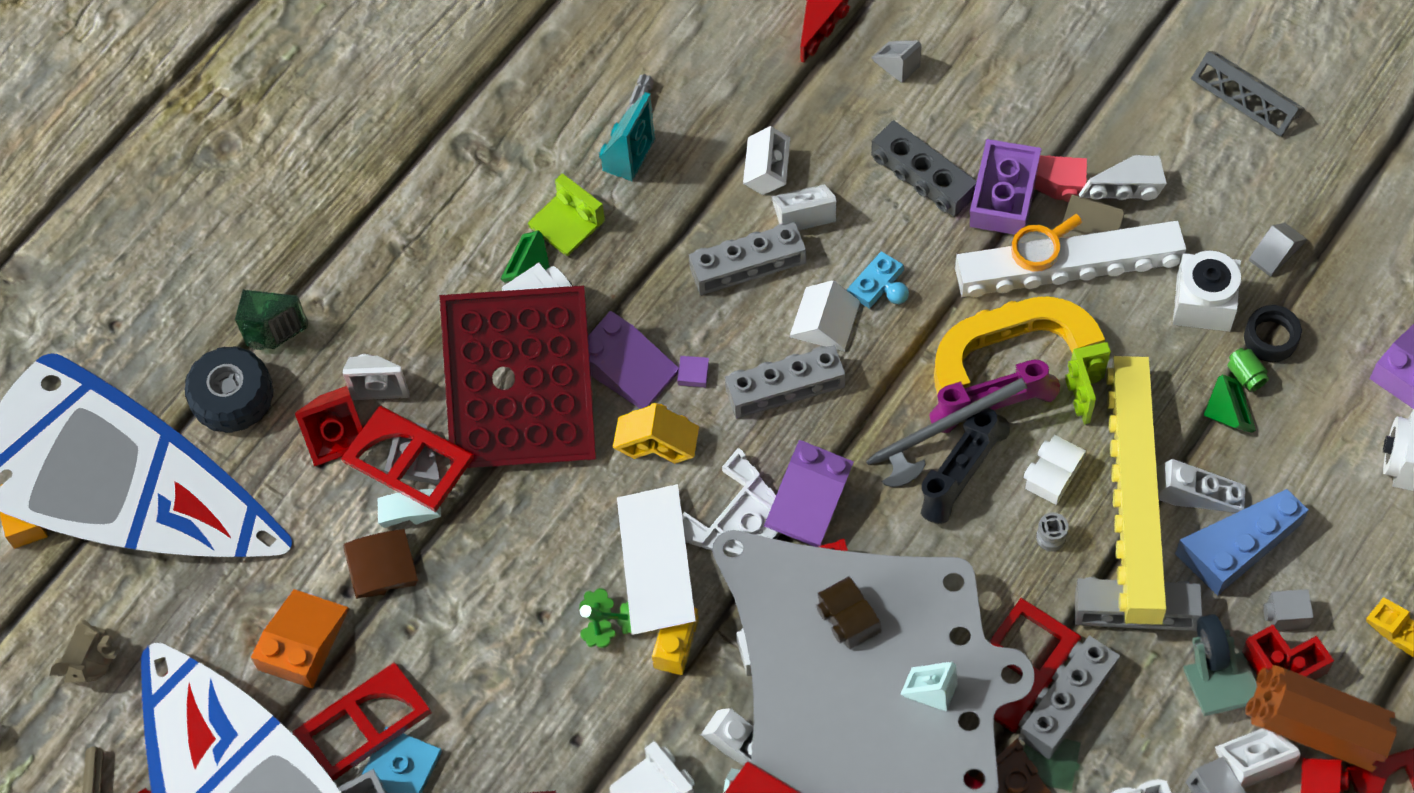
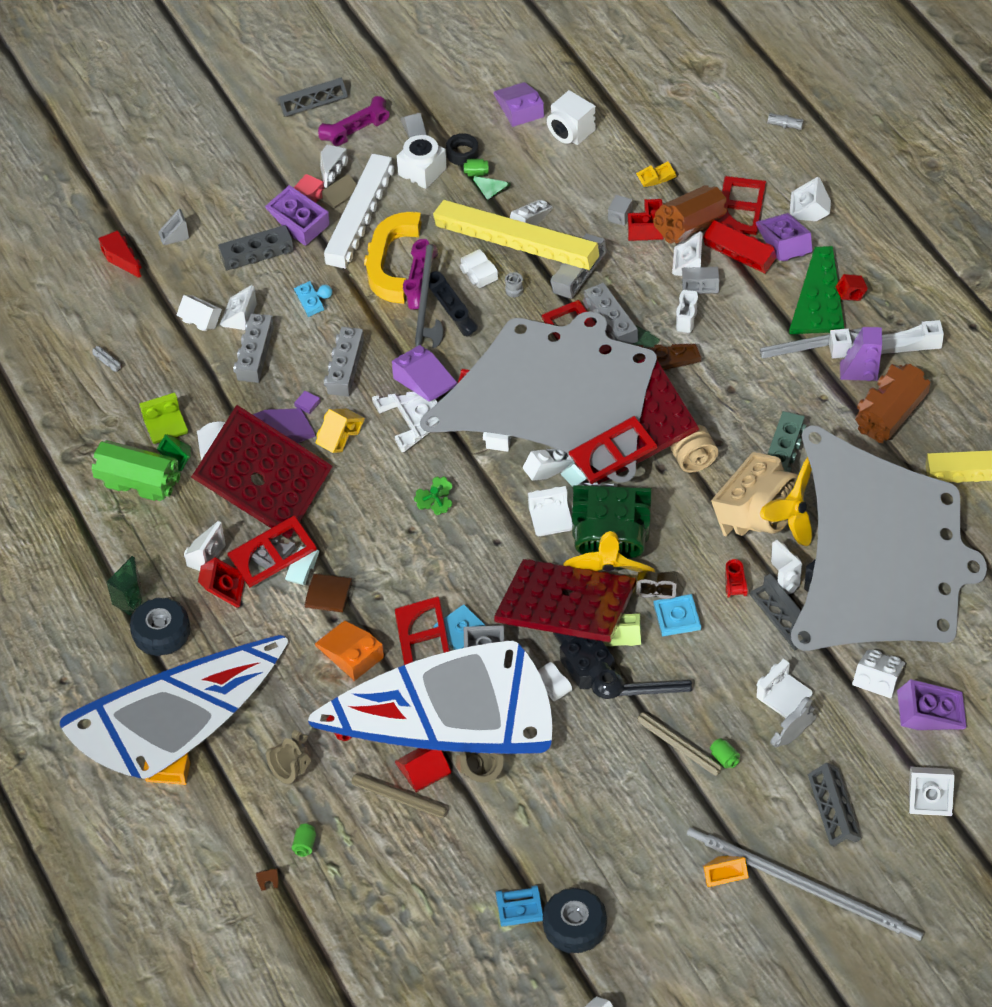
camera: 65 degrees left, 10 degrees down
(457, 226) = (130, 467): none -> bright green brick
(629, 140) = (137, 364): teal slope -> none
(655, 559) = (416, 457): white sticker -> none
(674, 646) = (468, 468): yellow brick -> none
(826, 315) = (314, 330): white slope -> none
(848, 612) = (511, 376): dark brown brick -> none
(932, 685) = (578, 352): light aqua slope -> none
(1038, 246) = (345, 214): piece -> none
(1085, 368) = (440, 232): lime bracket -> none
(1219, 675) = (632, 250): sand green plate -> none
(1239, 541) = (571, 210): medium blue wedge -> none
(1266, 186) = (338, 132): none -> magenta plate

